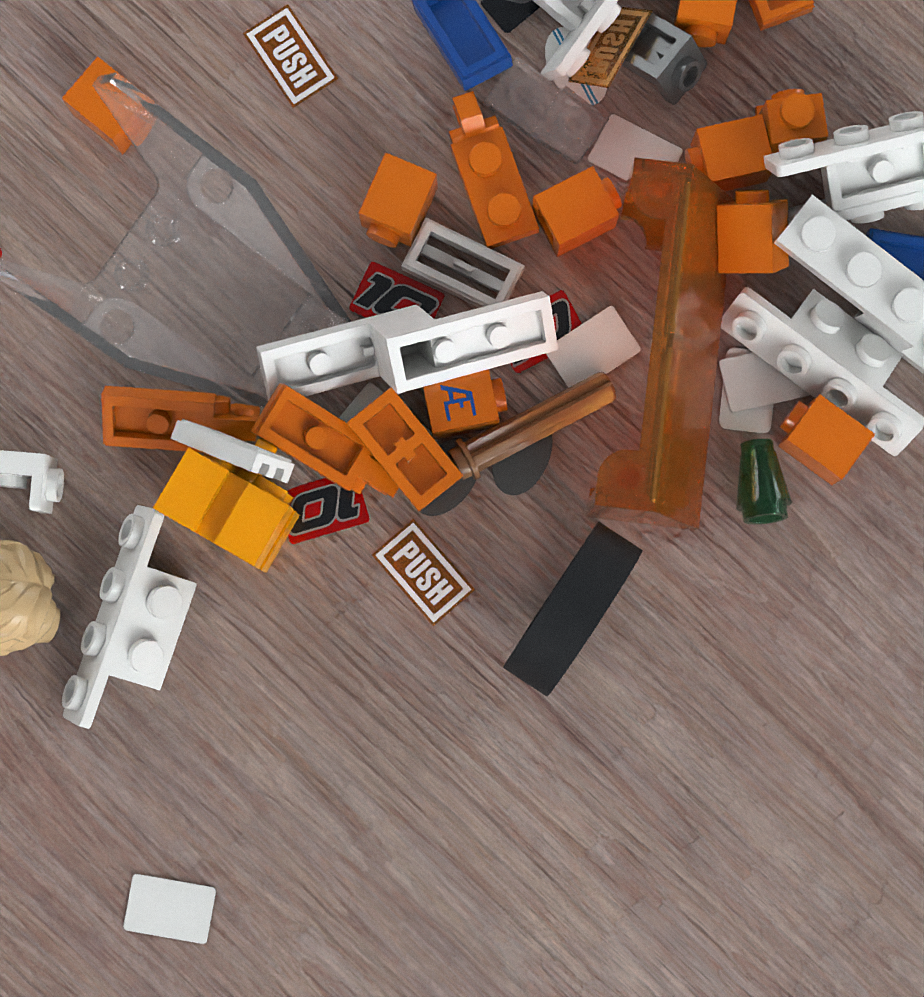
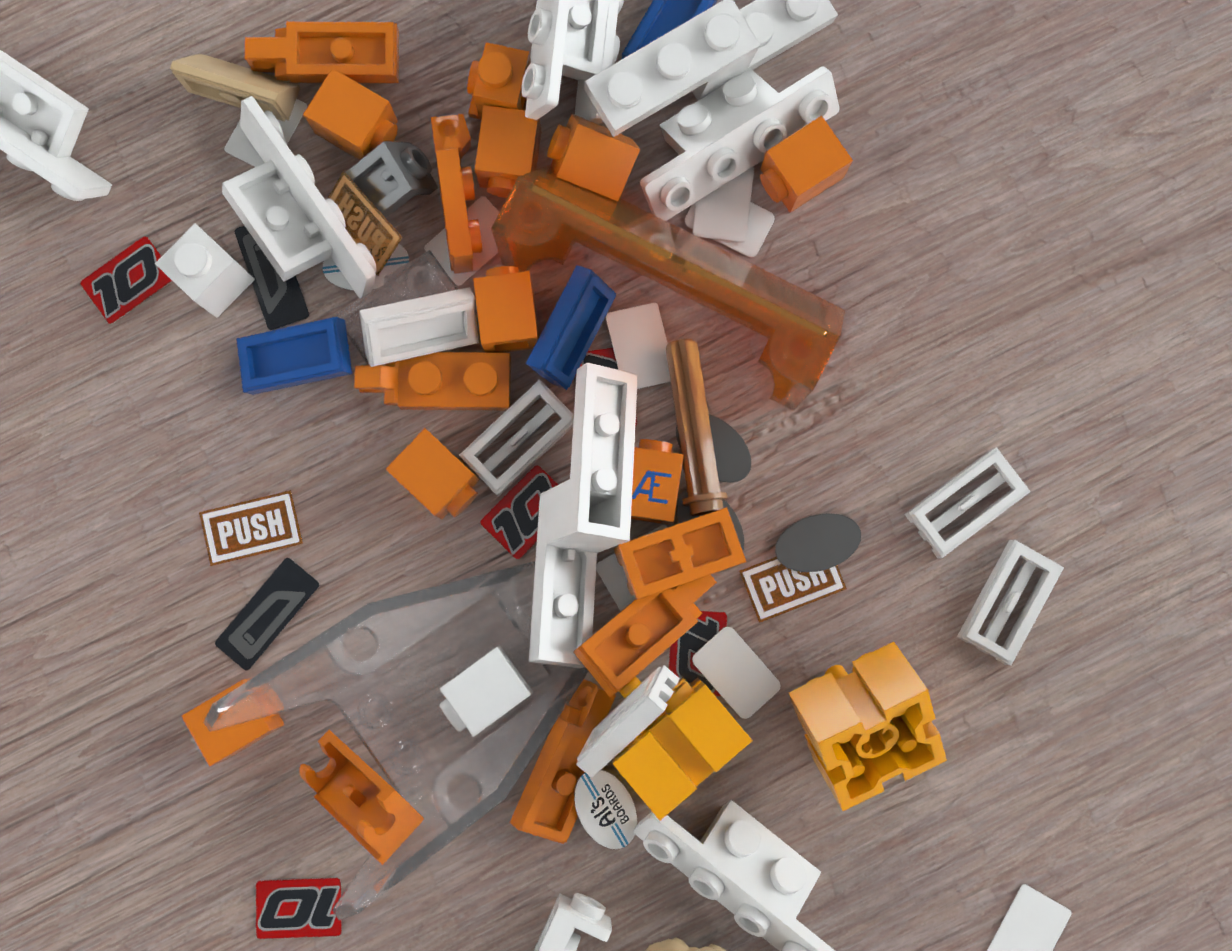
camera: 75 degrees left, 0 degrees up
(79, 242) = (361, 799): none -> orange hinge
(146, 470) = (605, 809): none -> white sticker
(215, 318) = (484, 692): none -> white brick
(217, 100) = (267, 614): none -> black sticker
(307, 677) = (868, 724): none -> light orange brick
(317, 549) = (736, 672): none -> white sticker
(429, 776) = (990, 592): none -> white tile
(467, 583) = (818, 542): none -> dark grey sticker
(530, 134) = (419, 326): none -> white tile
(573, 609) = (896, 448): black tyre -> none
(584, 275) = (571, 327): none -> blue tile
(597, 738) = (929, 530): none -> white tile
(675, 119) = (456, 186): none -> orange hinge
(761, 484) = (825, 238): clear green cone -> none

